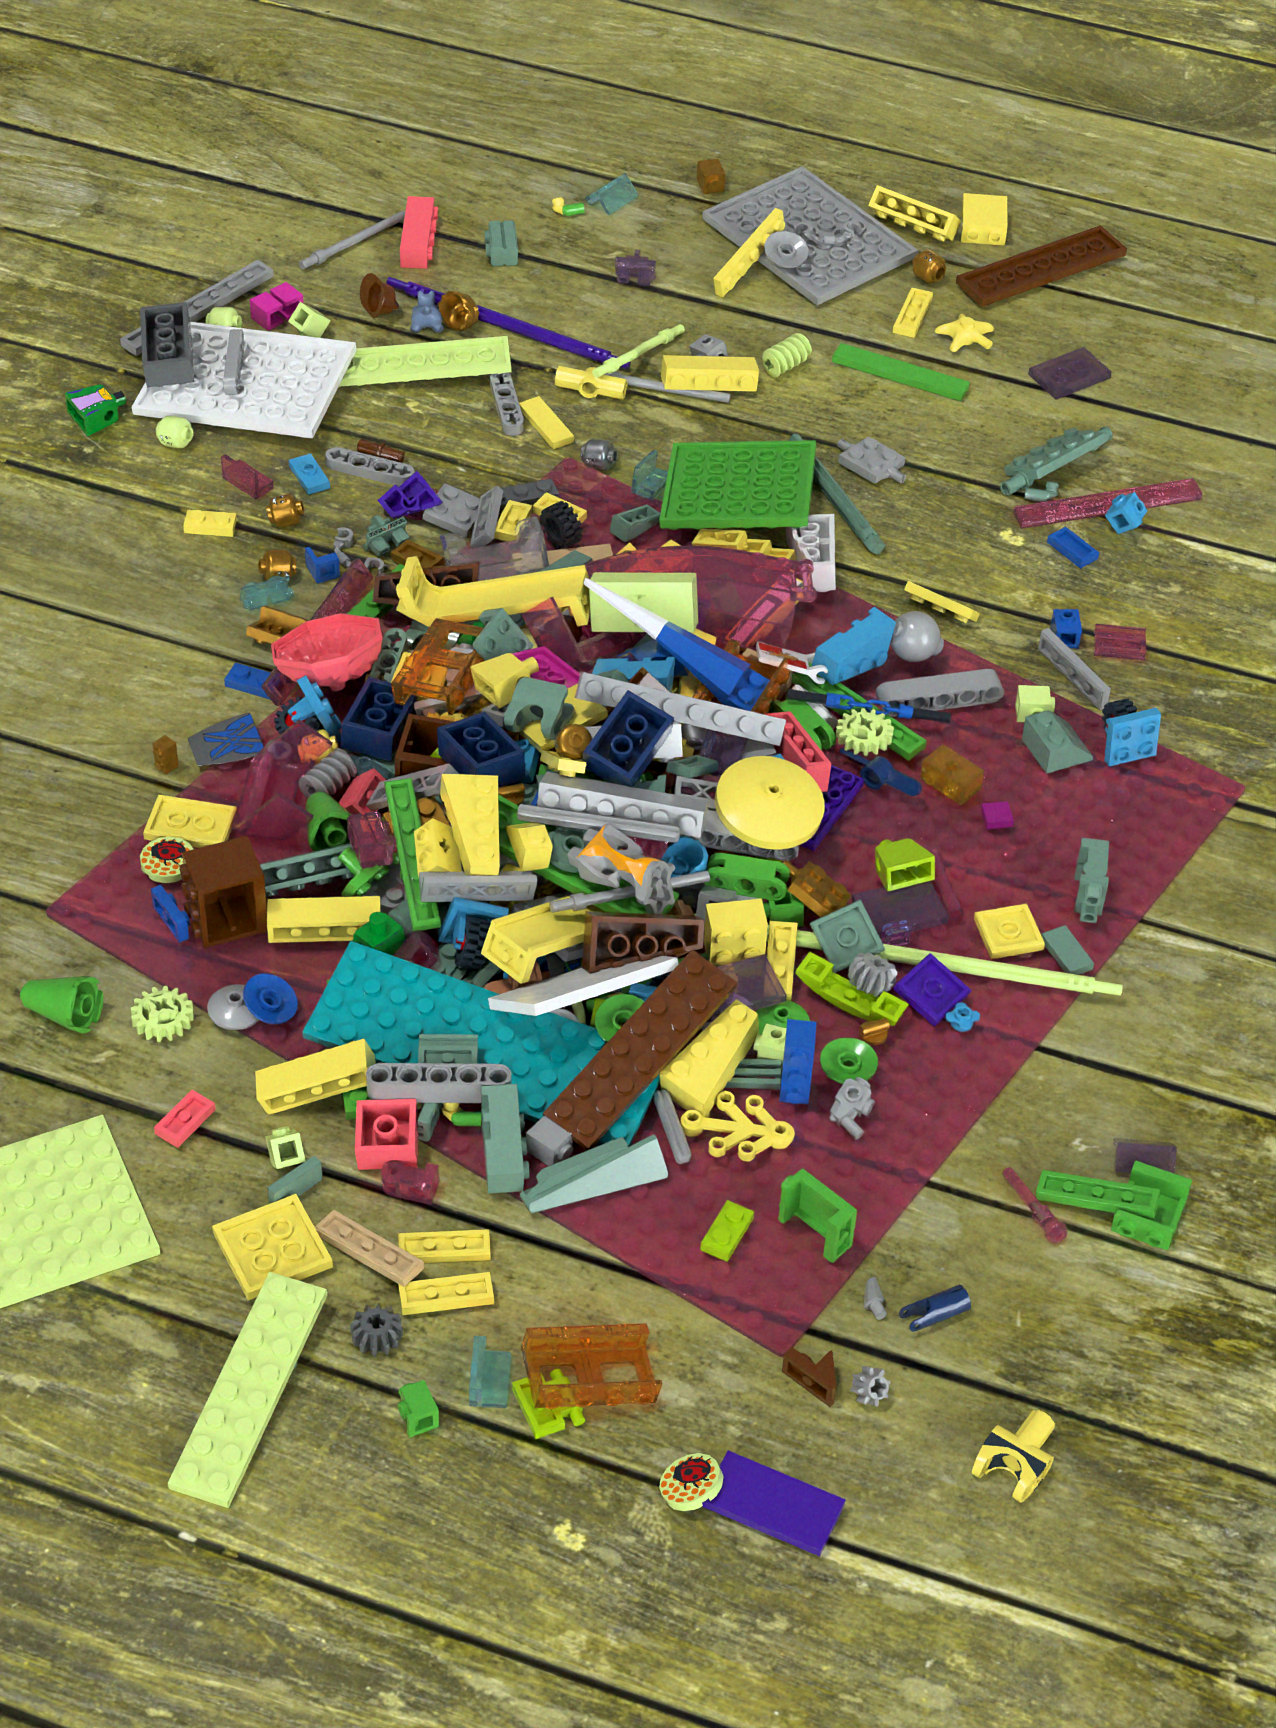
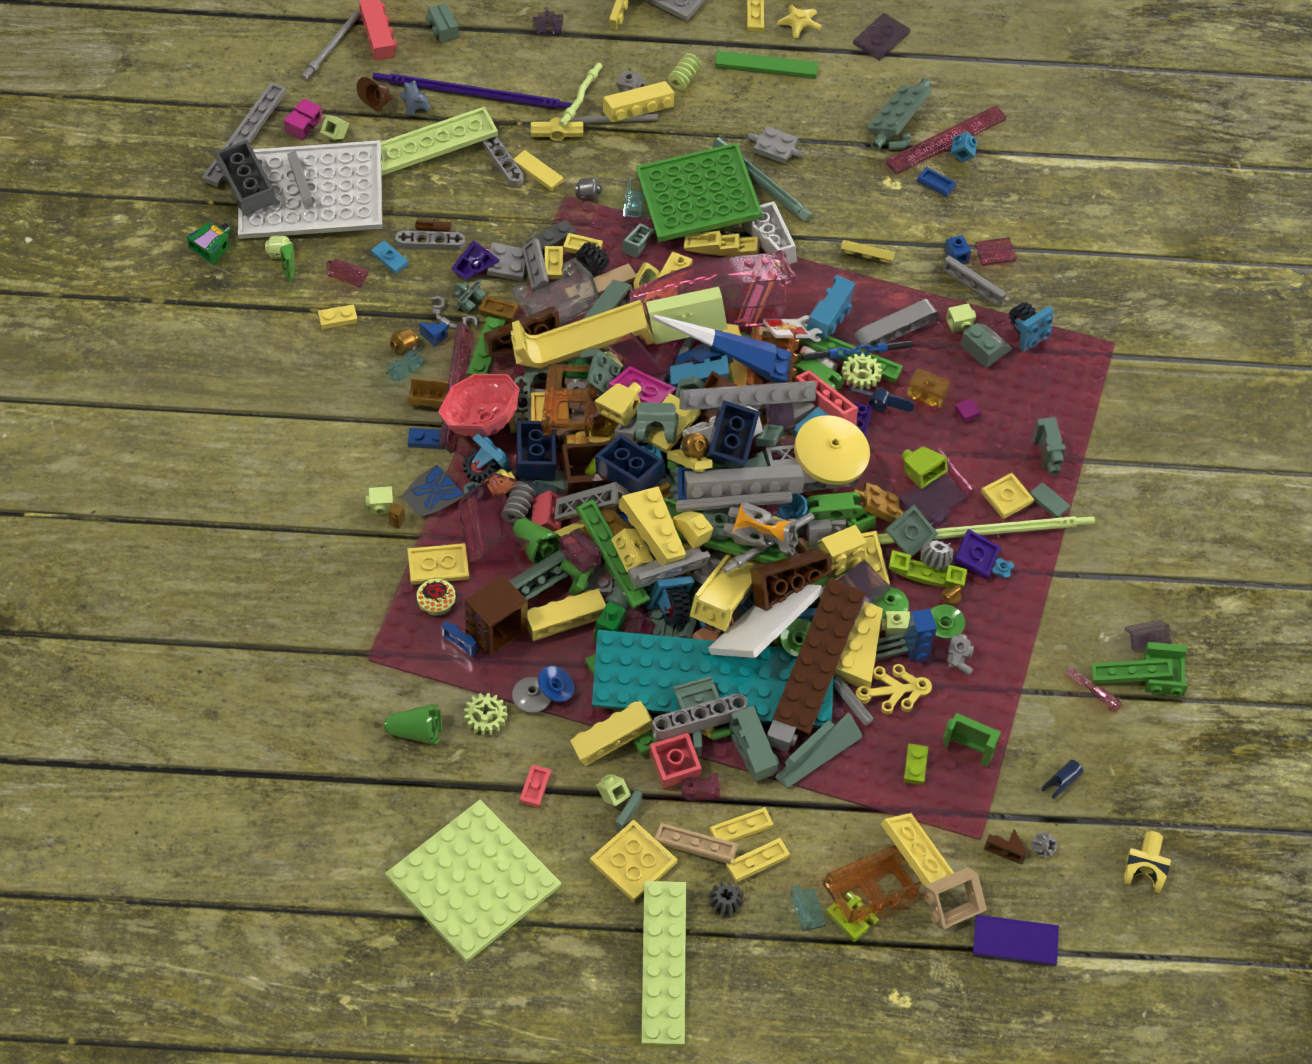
camera: 20 degrees left, 10 degrees up
(151, 729) = (379, 500): none -> yellowish green brick
(176, 445) = (288, 261): none -> bright green slope
(224, 317) = (270, 140): yellowish green head -> none
(285, 510) = (388, 293): pearl gold head -> none
(418, 1408) = (774, 943): bright green brick -> none
(458, 310) = (438, 92): pearl gold hair -> none
(680, 1342) = (916, 848): none -> light yellow plate
(691, 1481) = (962, 942): tile -> none
(735, 1434) = (974, 893): none -> tan window
(873, 1298) = (1021, 783): light grey bar -> none
(916, 637) = (868, 287): light grey brick -> none

